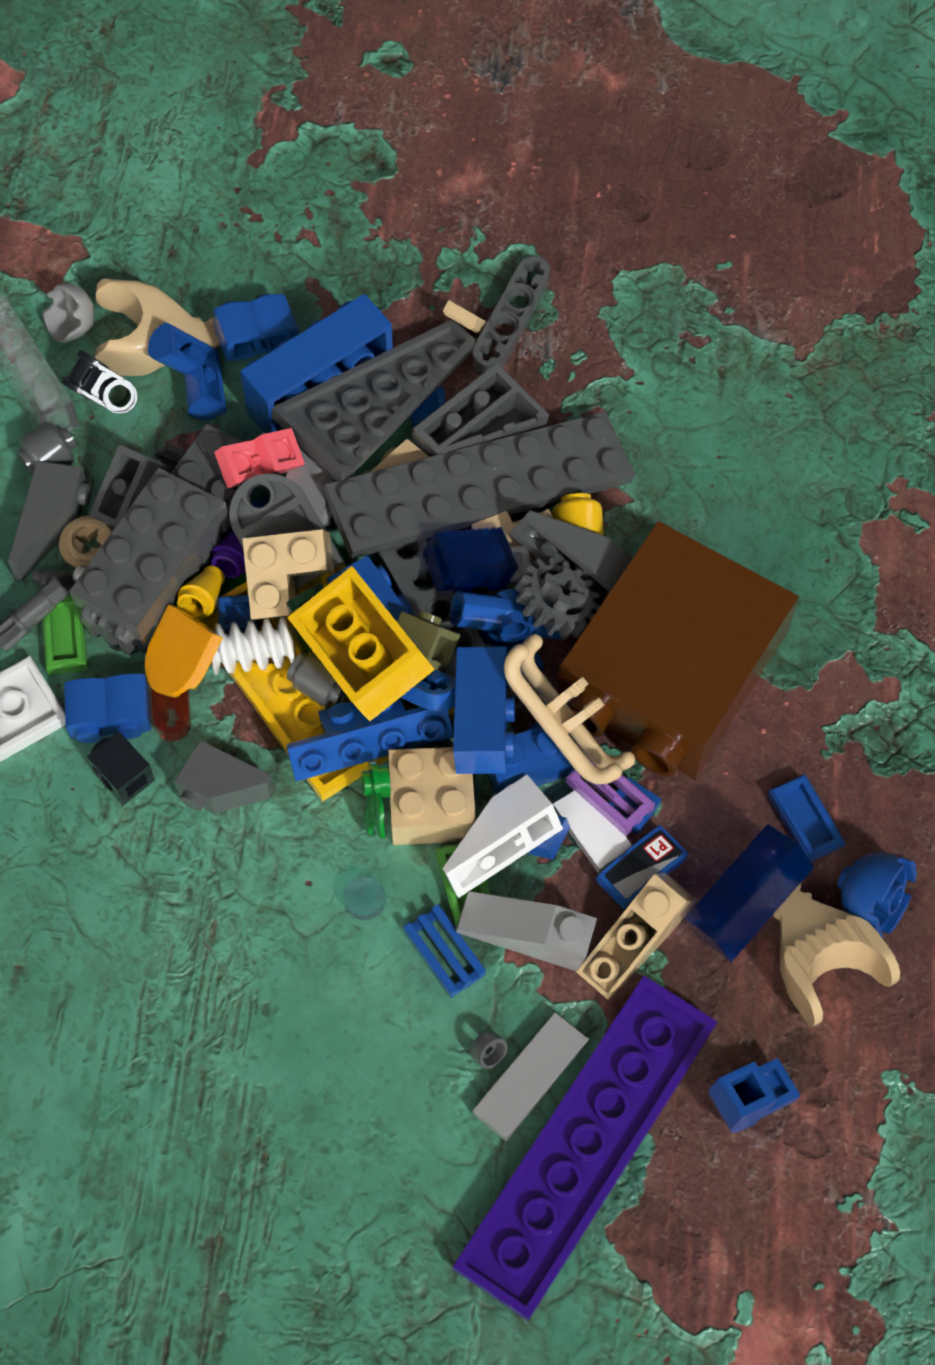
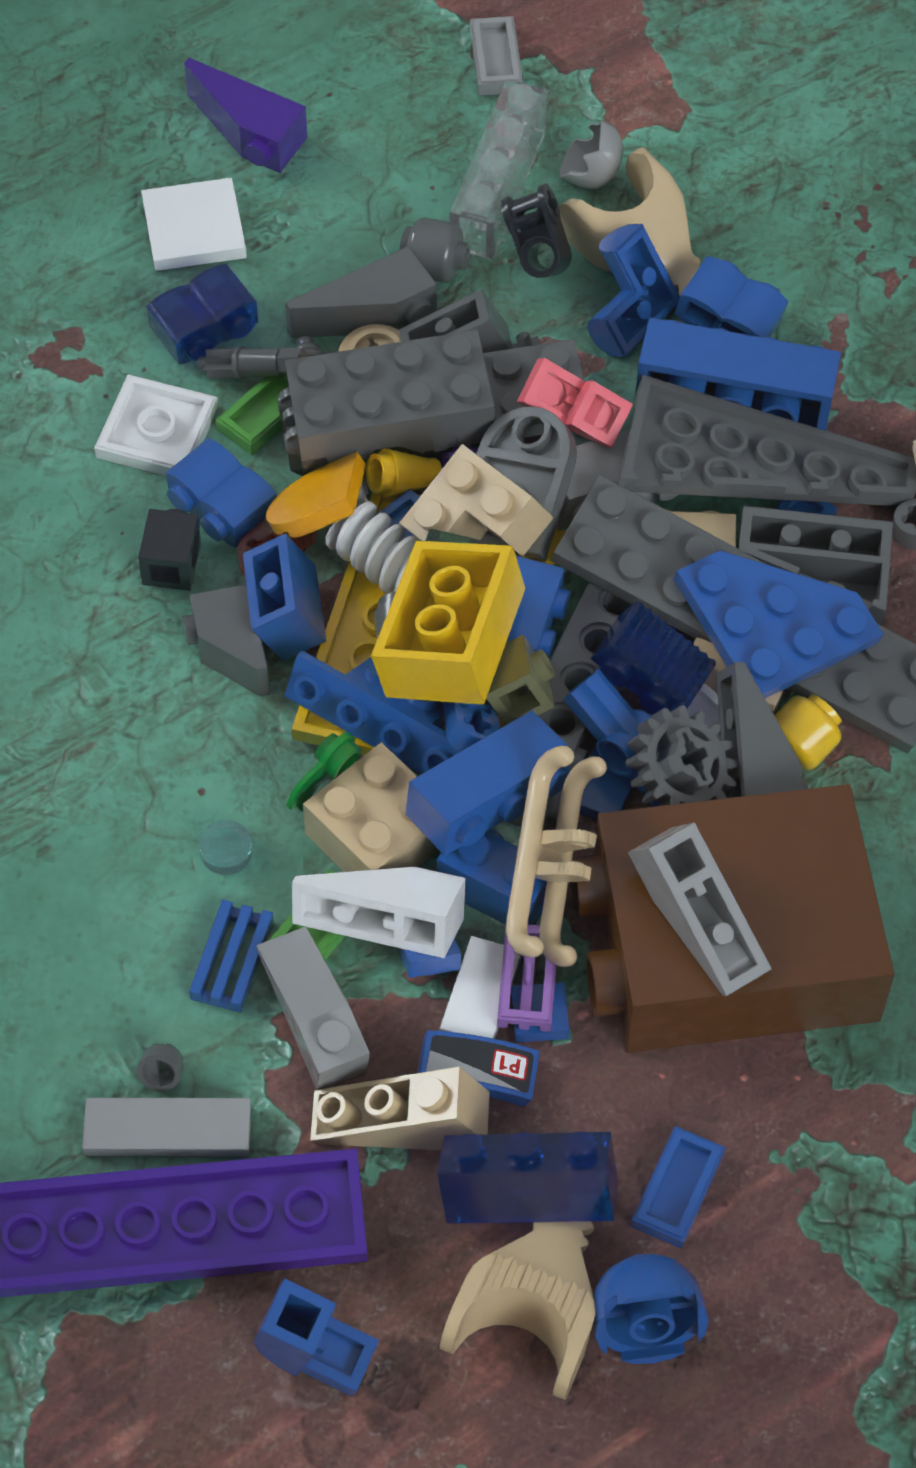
camera: 50 degrees right, 5 degrees down
(227, 727) = (284, 597): none -> blue brick
(503, 474) = (775, 618): none -> blue plate
(675, 658) = (700, 906): none -> light grey slope

